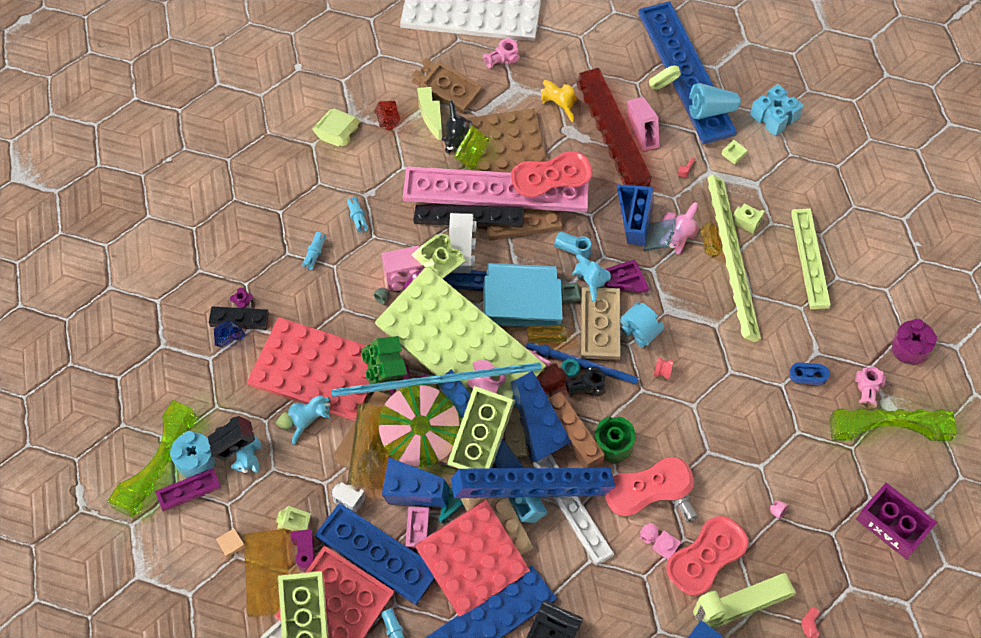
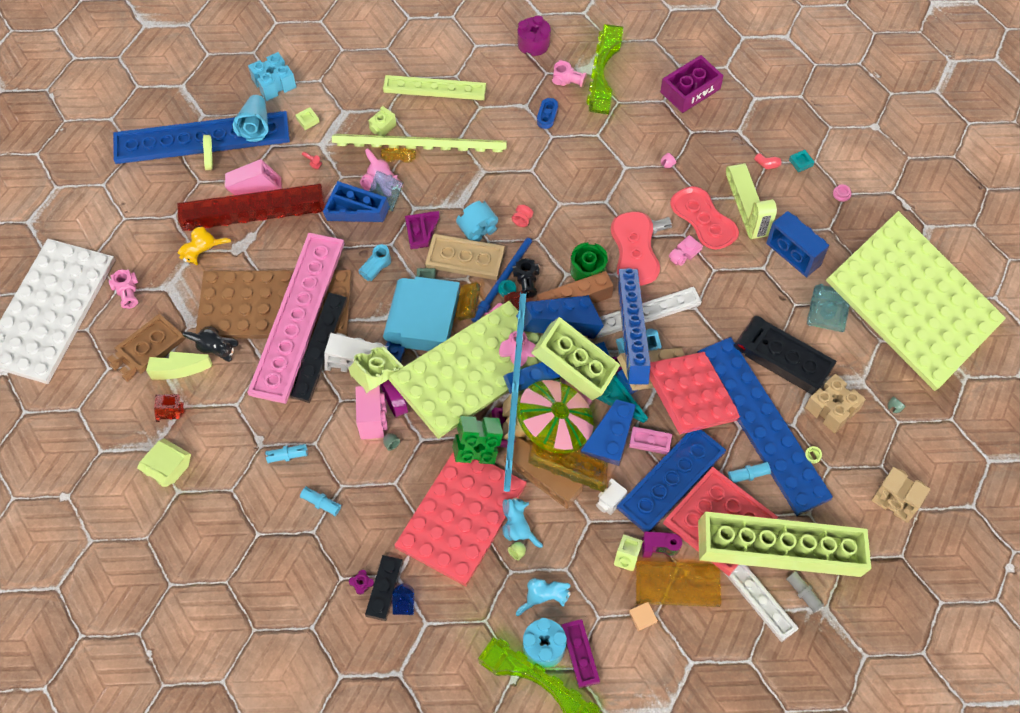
camera: 80 degrees left, 0 degrees up
(231, 438) = (540, 594): black brick -> none
(471, 148) = (241, 329): clear neon green tile -> none
(565, 170) = (301, 268): coral plate -> none
(592, 273) = (417, 248): medium azure animal -> none

